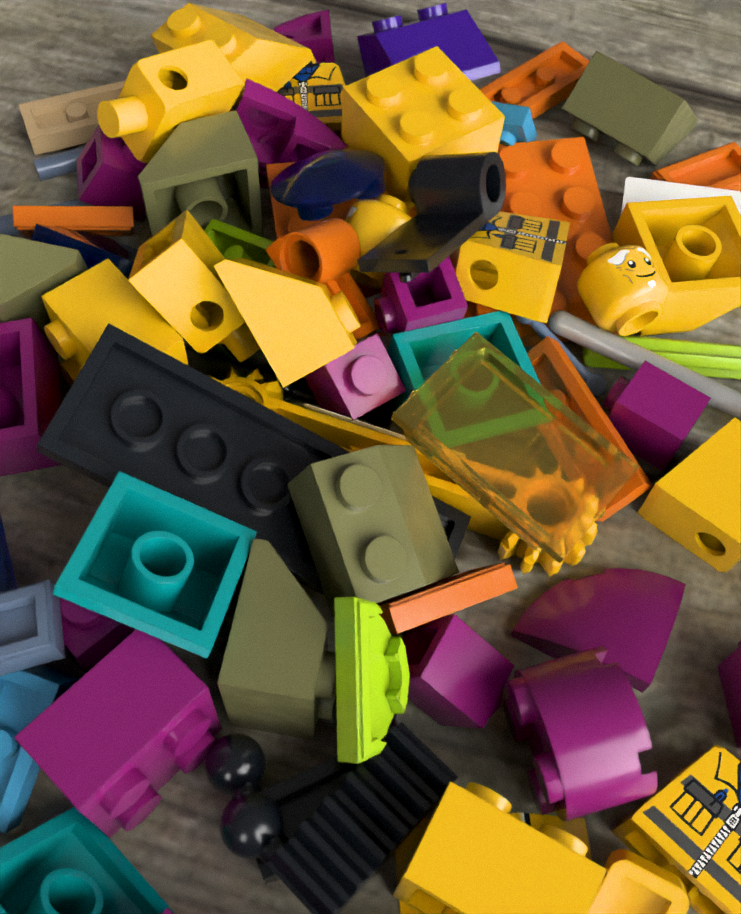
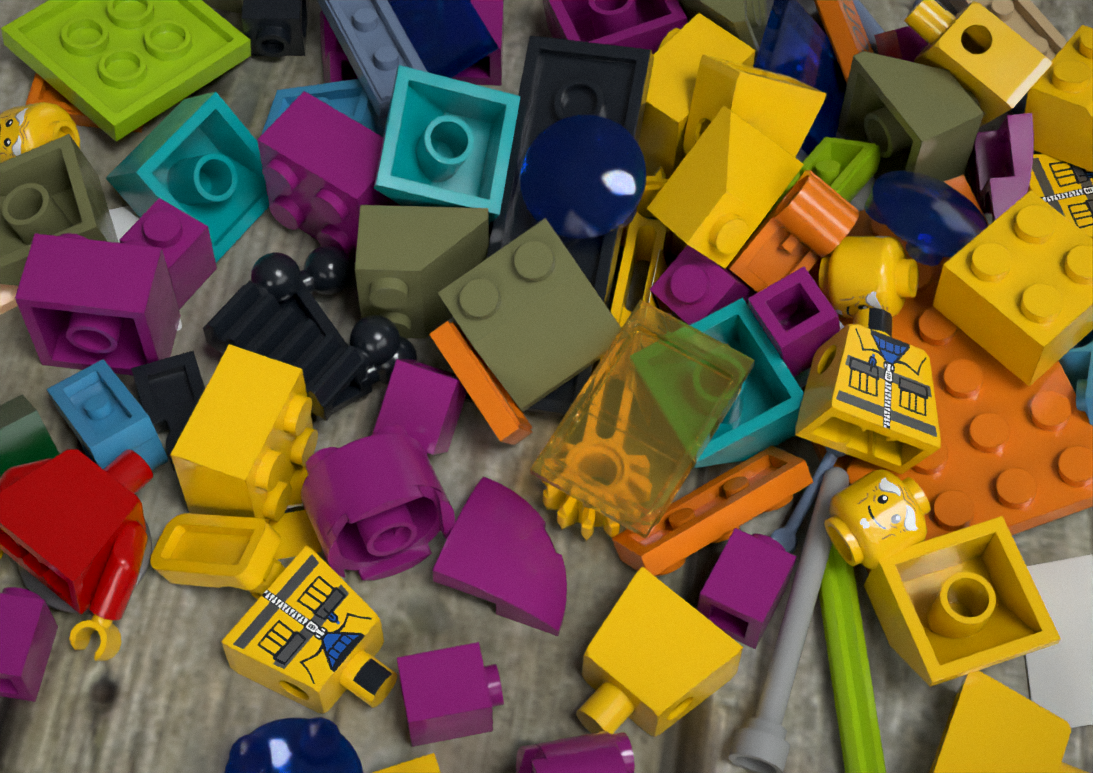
camera: 85 degrees right, 0 degrees up
(236, 433) = (583, 176): none -> clear blue dish
(369, 678) = (384, 314): lime plate -> none
(452, 202) = (916, 322): black door -> none

